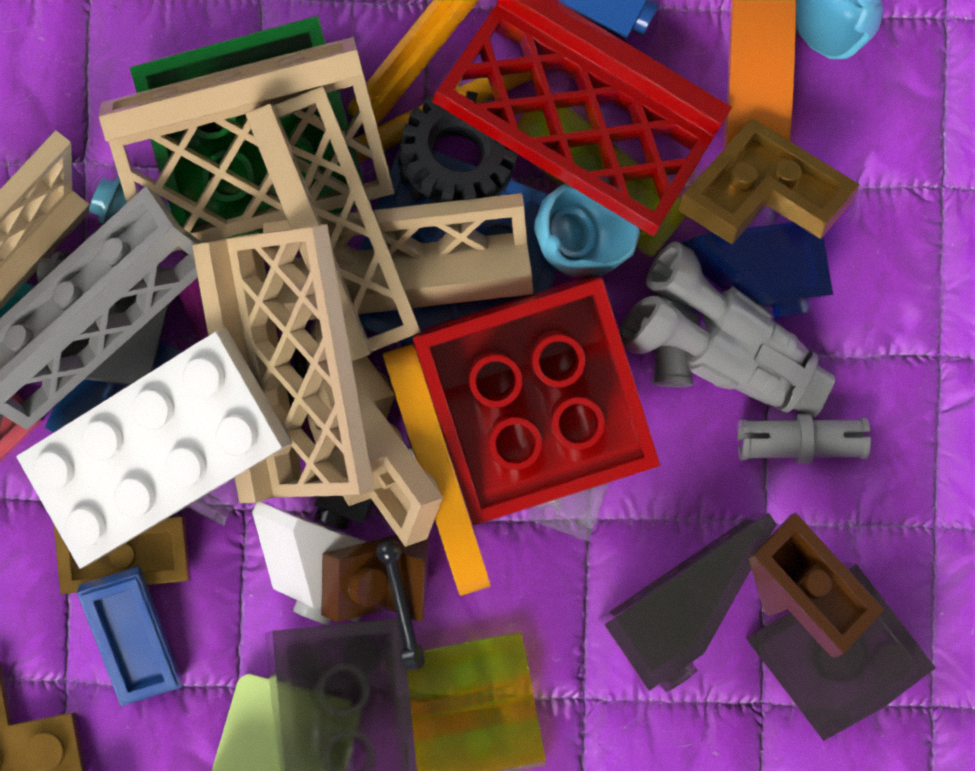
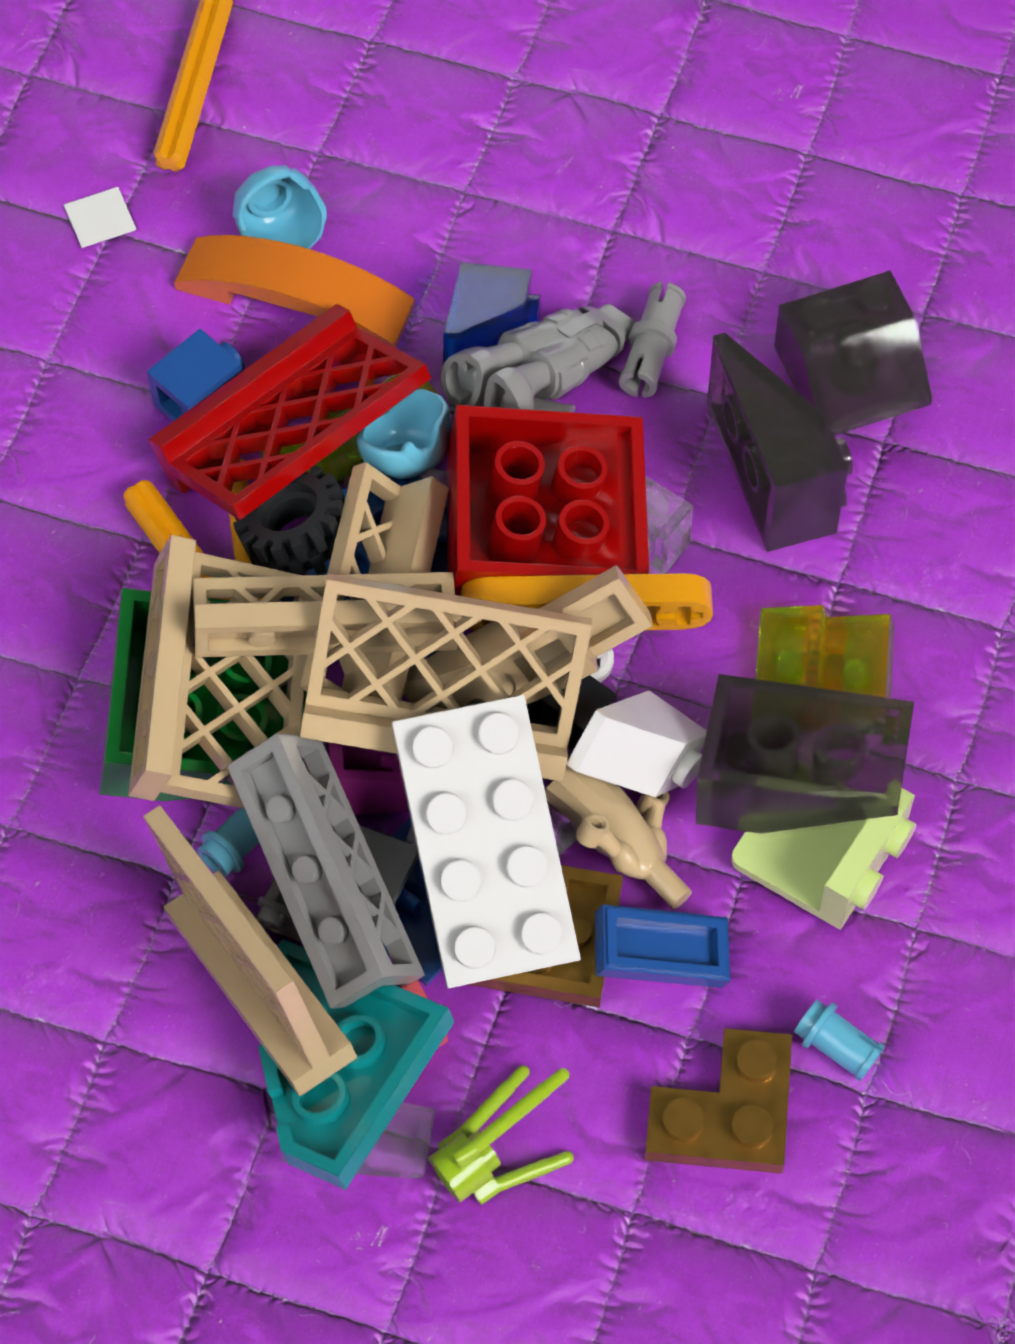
camera: 65 degrees left, 25 degrees down
(228, 571) = (615, 828): none -> tan piece
(359, 583) = (675, 680): reddish brown slope -> none
(389, 553) = (653, 655): black hinge -> none
(770, 171) = (408, 288): pearl gold plate -> none
(806, 578) = (785, 322): reddish brown slope -> none

